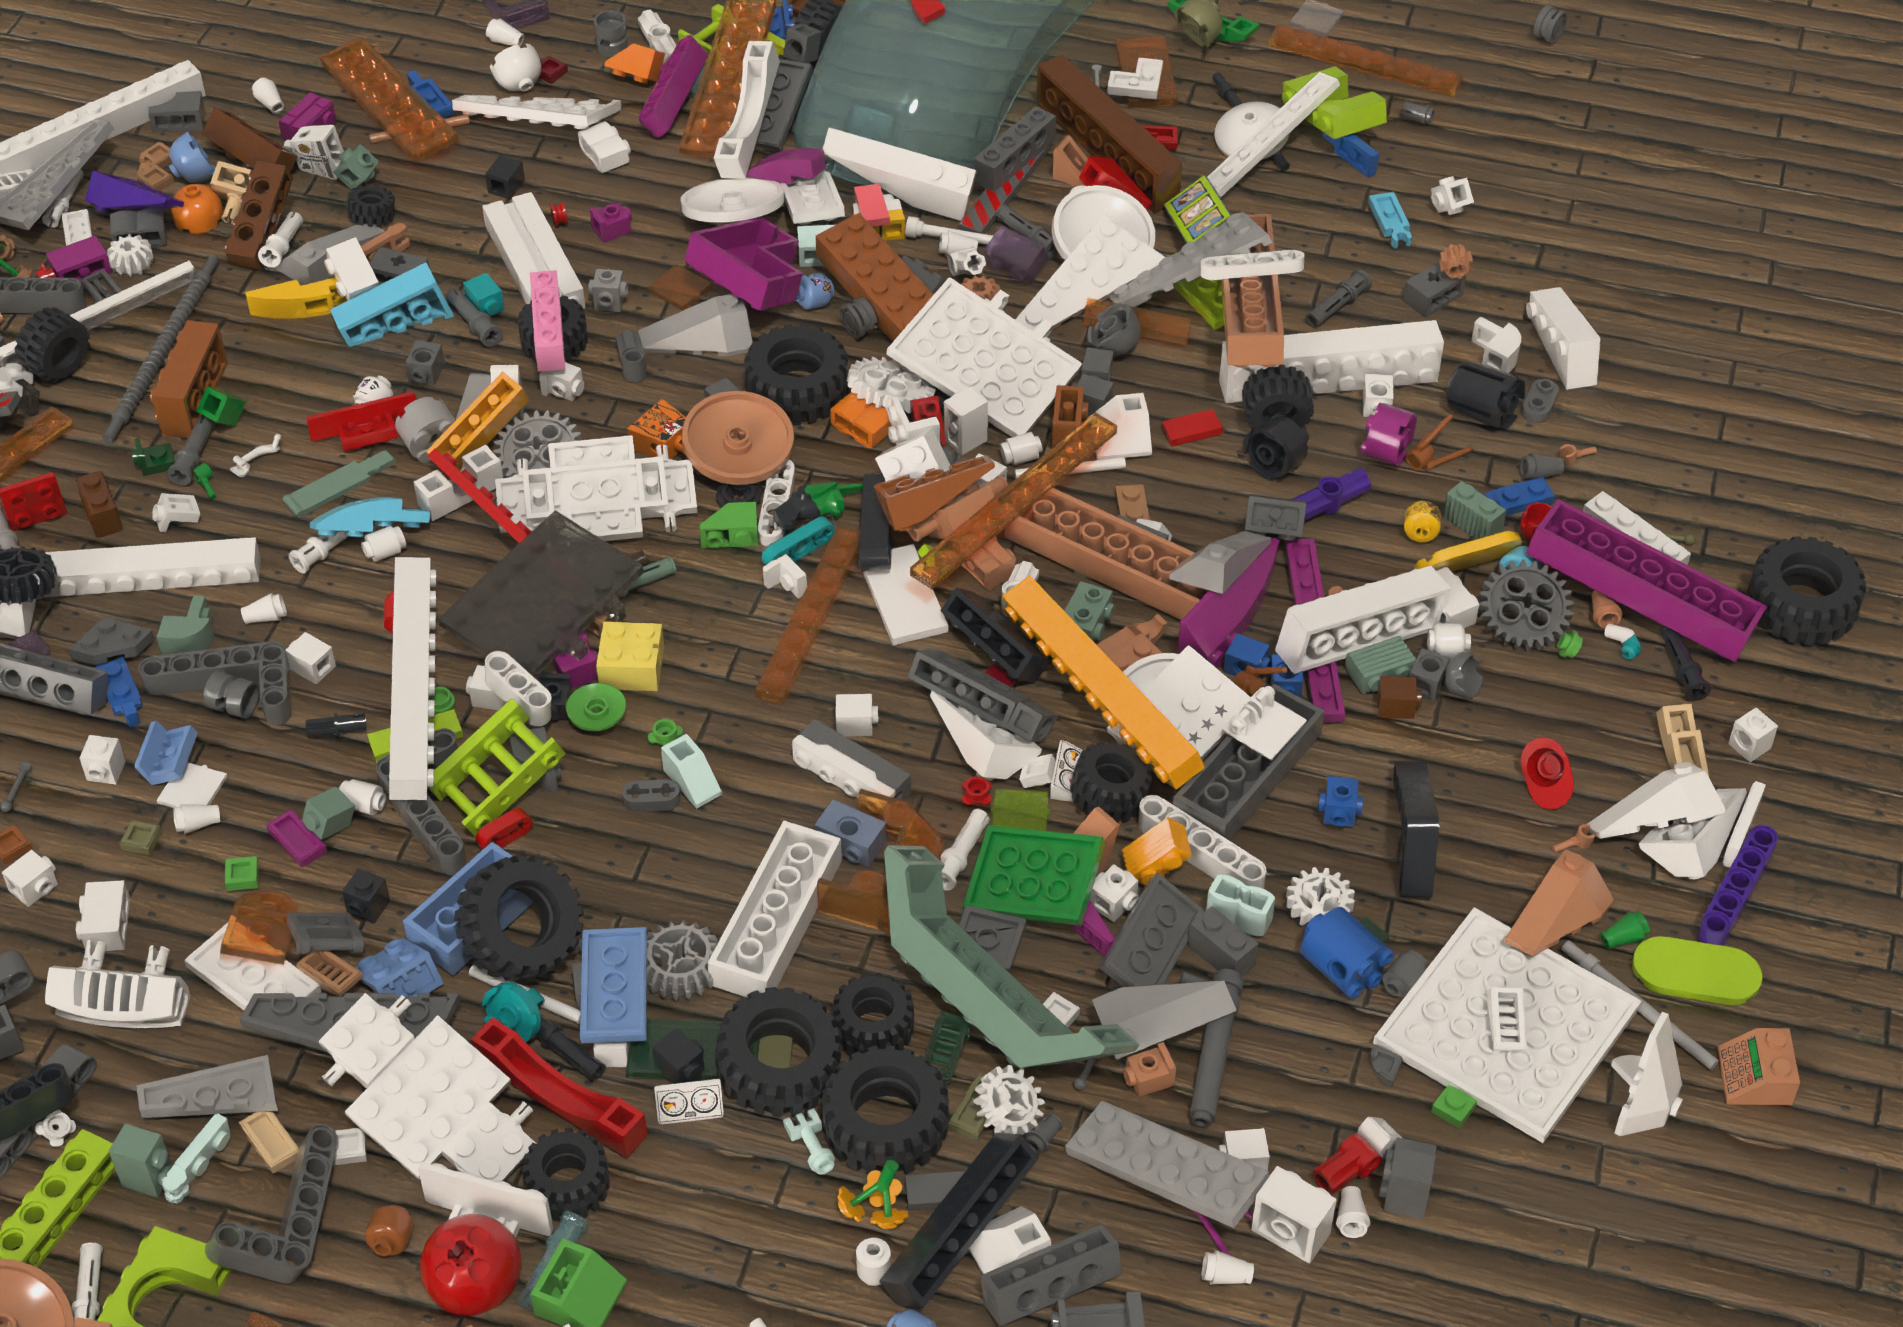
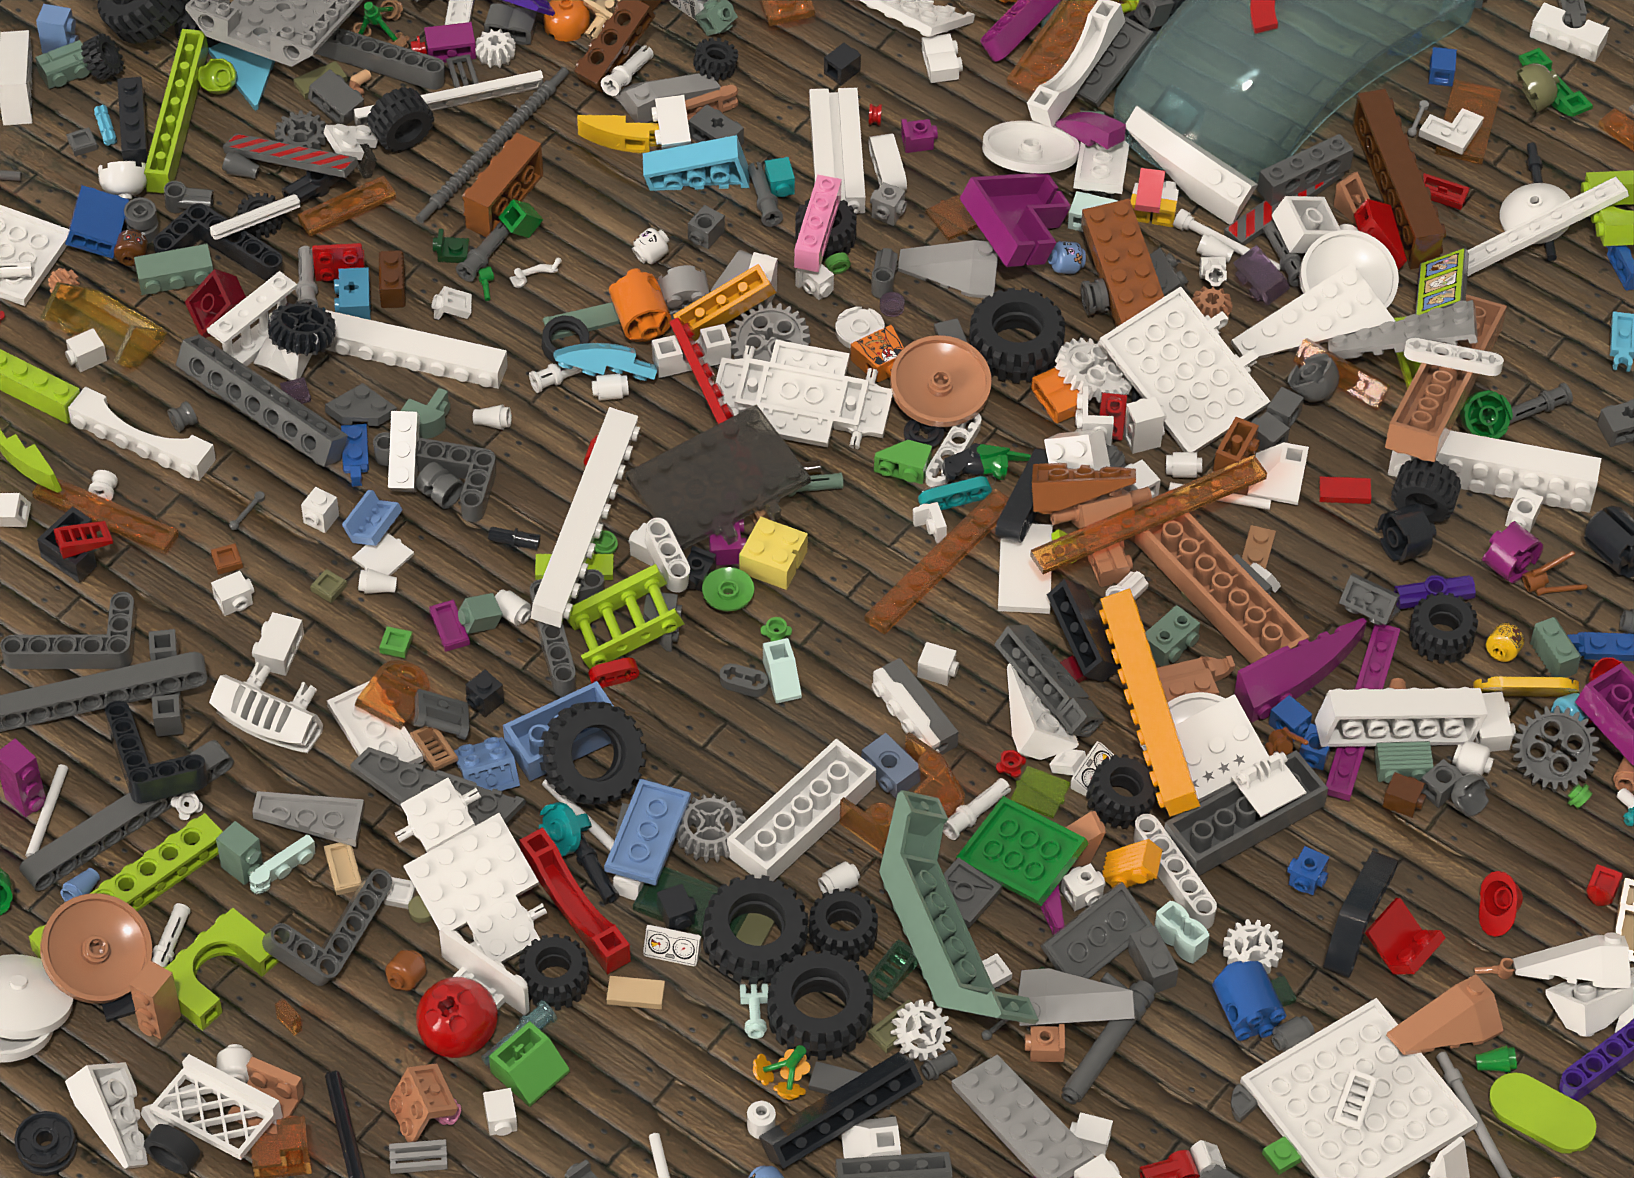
camera: 20 degrees right, 5 degrees up
(60, 527) = (353, 292): none -> dark azure brick
(178, 669) = (403, 448): none -> white arch
(308, 494) = (562, 323): none -> black tyre
(310, 658) = (514, 472): white brick -> none
(361, 423) = (621, 262): red bracket -> none
(378, 1159) = (418, 910): none -> olive tile
(386, 454) = (640, 306): none -> orange cylinder
(580, 357) = (838, 263): none -> bright green tile
(588, 251) = (887, 160): none -> white beam
(622, 411) = (856, 324): none -> white tile
(651, 383) = (892, 304): none -> tile
(667, 1167) = (635, 992): none -> tan tile
(848, 964) = (840, 876): none -> white brick
(1035, 194) = (1303, 221): none -> white brick
(1099, 30) = (1442, 66): none -> blue brick
(1221, 561) = (1300, 628): light grey wedge -> none
(1302, 313) = (1486, 414): none -> green cylinder
(1356, 525) = (1445, 611): none -> black tyre
(1469, 843) = (1402, 940): none -> red bracket
(1639, 723) = (1603, 885): none -> red plate

